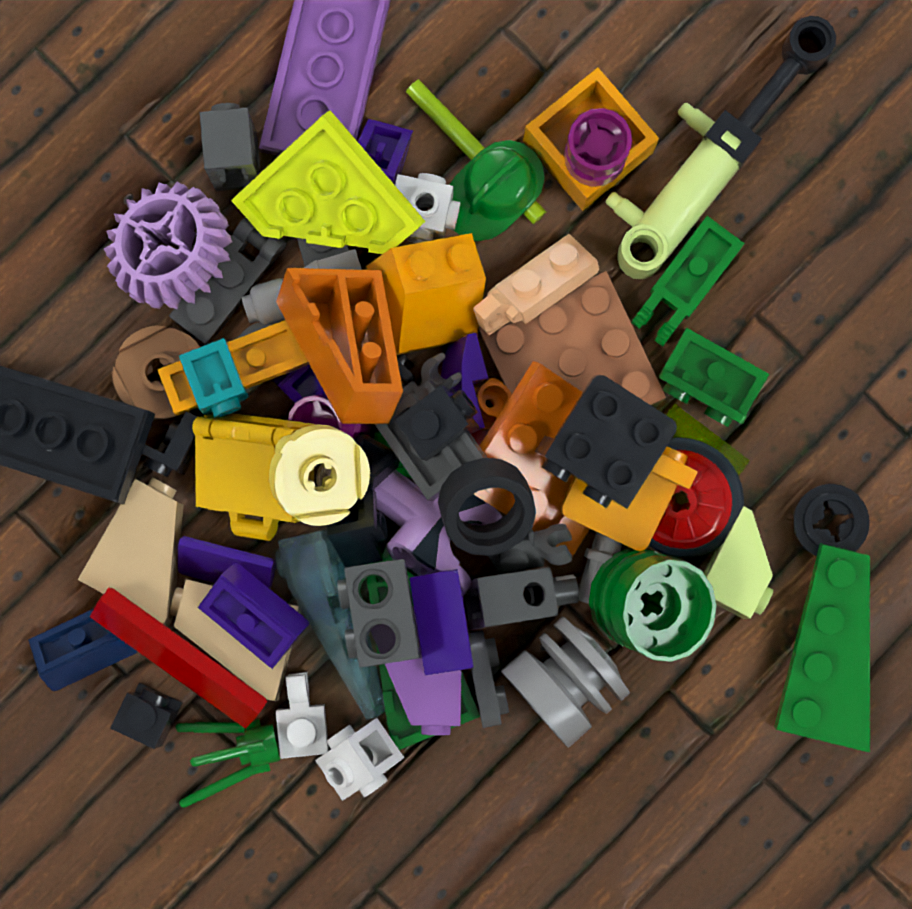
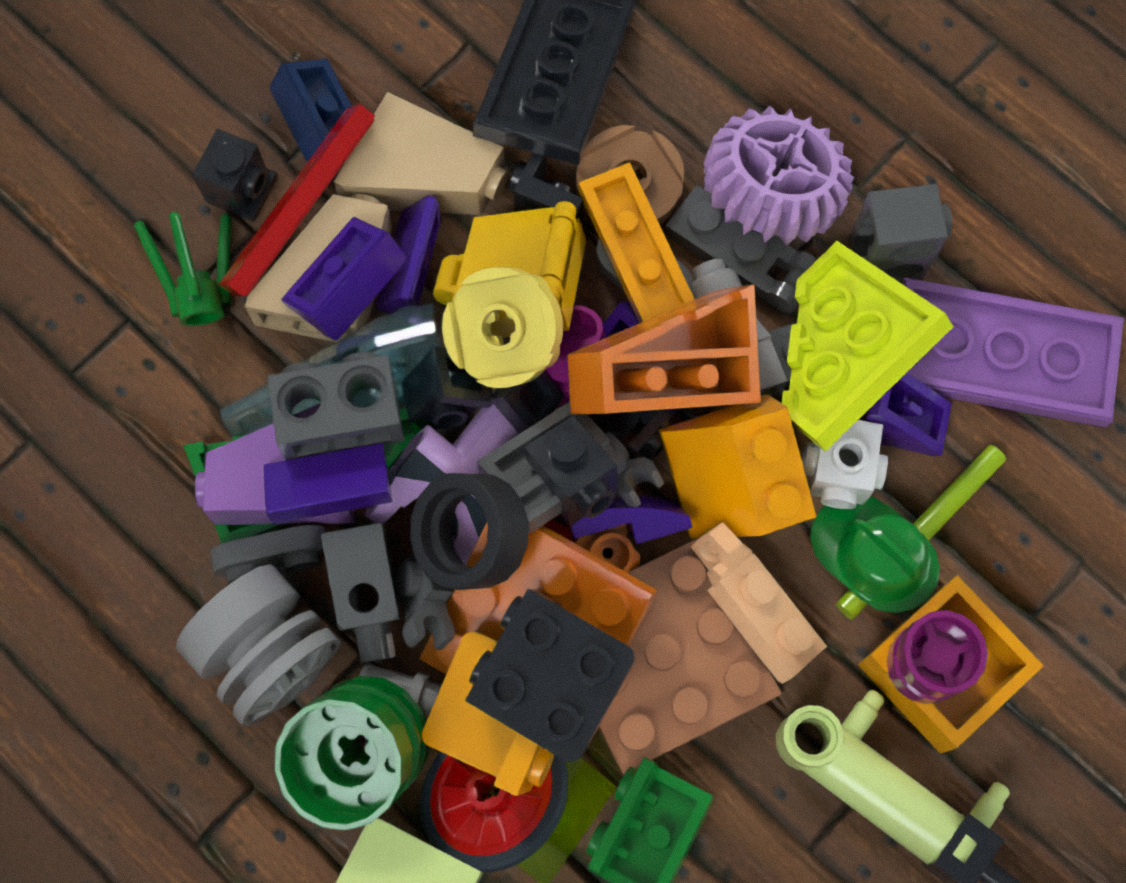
camera: 90 degrees right, 10 degrees down
(214, 379) = (619, 219): teal bracket -> none
(302, 726) = (221, 347): white plate -> none
(359, 759) = (174, 405): white brick -> none
(690, 276) = (781, 803): green hinge -> none

